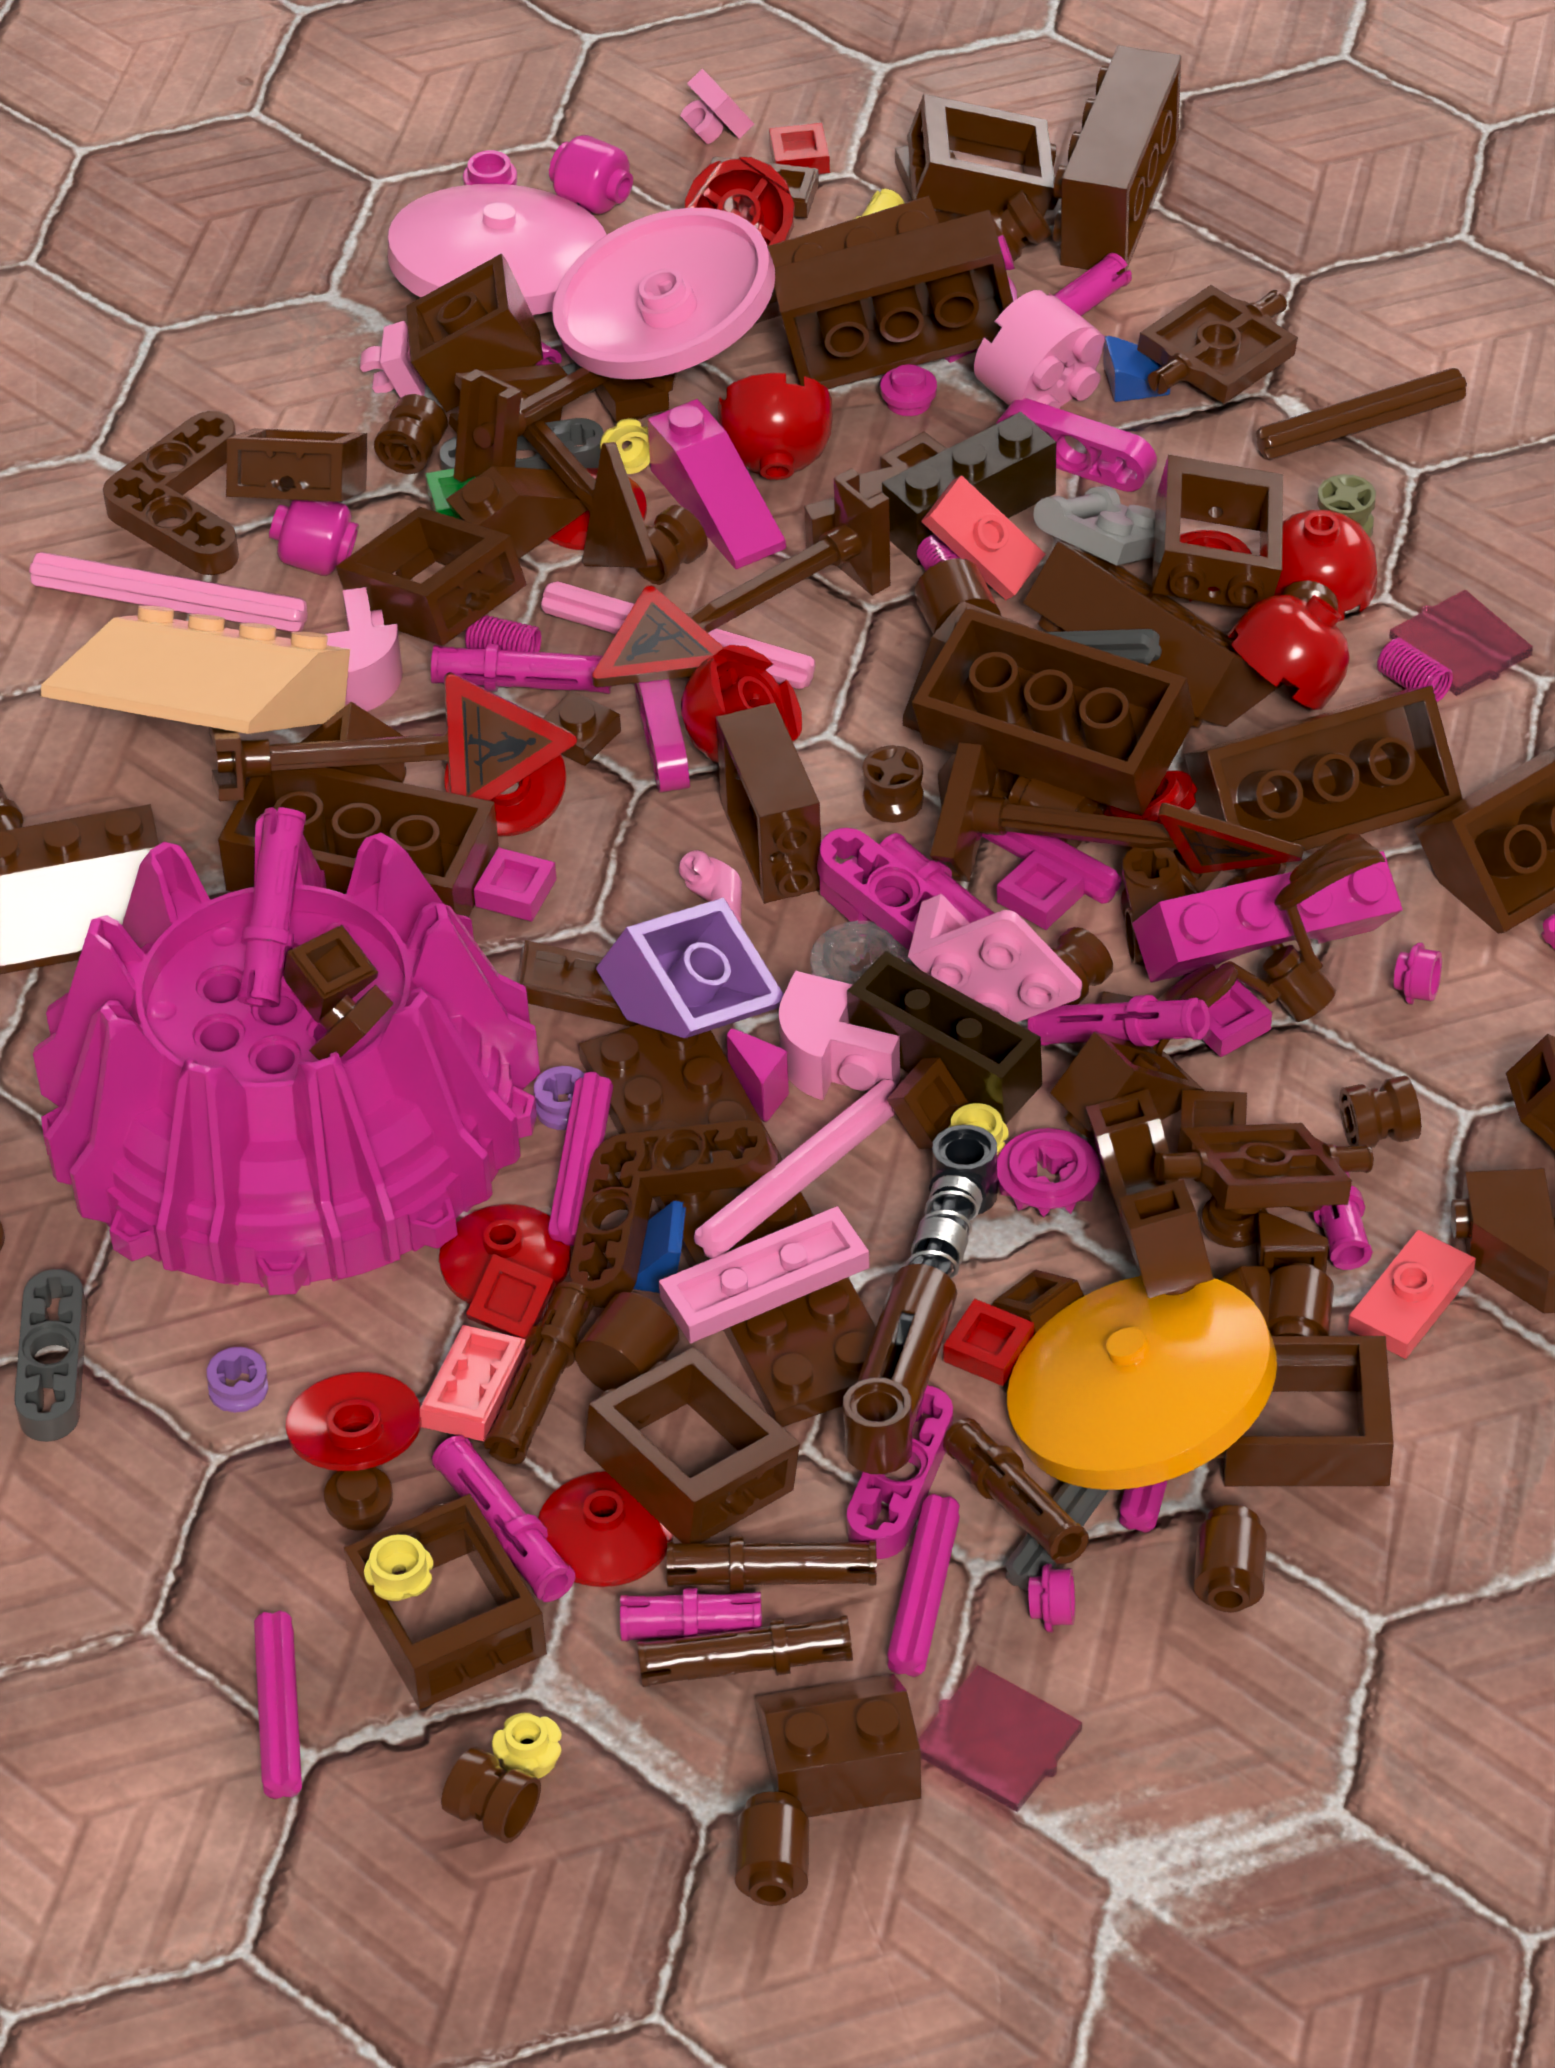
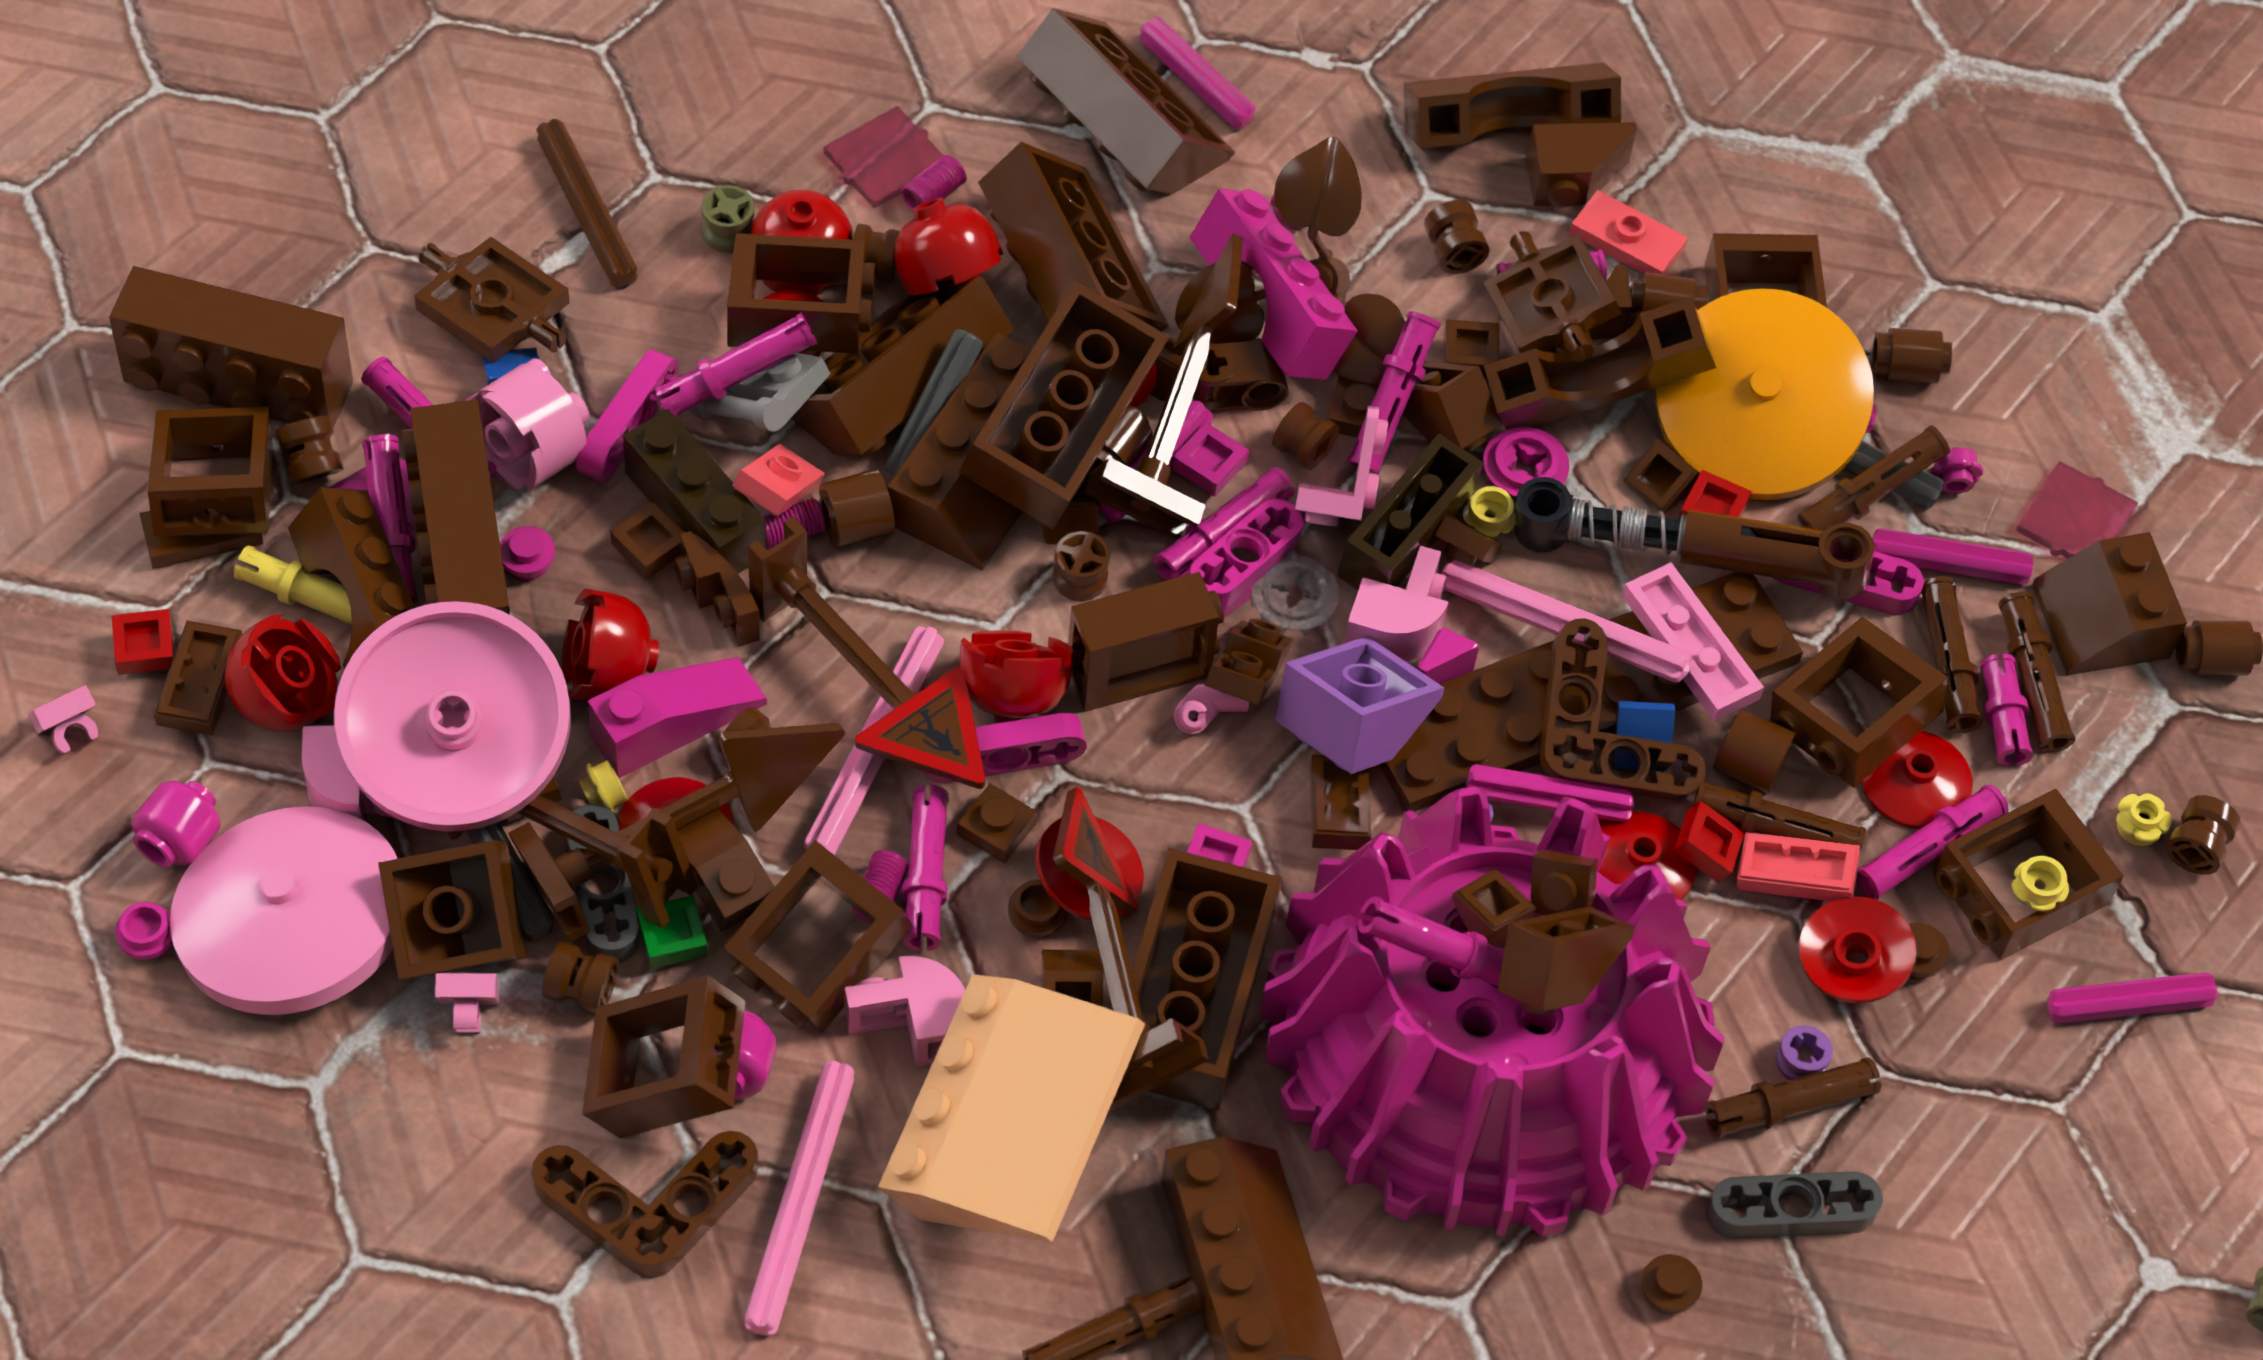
camera: 100 degrees left, 10 degrees up
(172, 1335) = (1770, 1103): none -> reddish brown pin
(245, 993) = (1560, 957): none -> reddish brown slope
(775, 920) = (1249, 660): none -> reddish brown slope
(1106, 481) = (718, 375): none -> dark pink pin

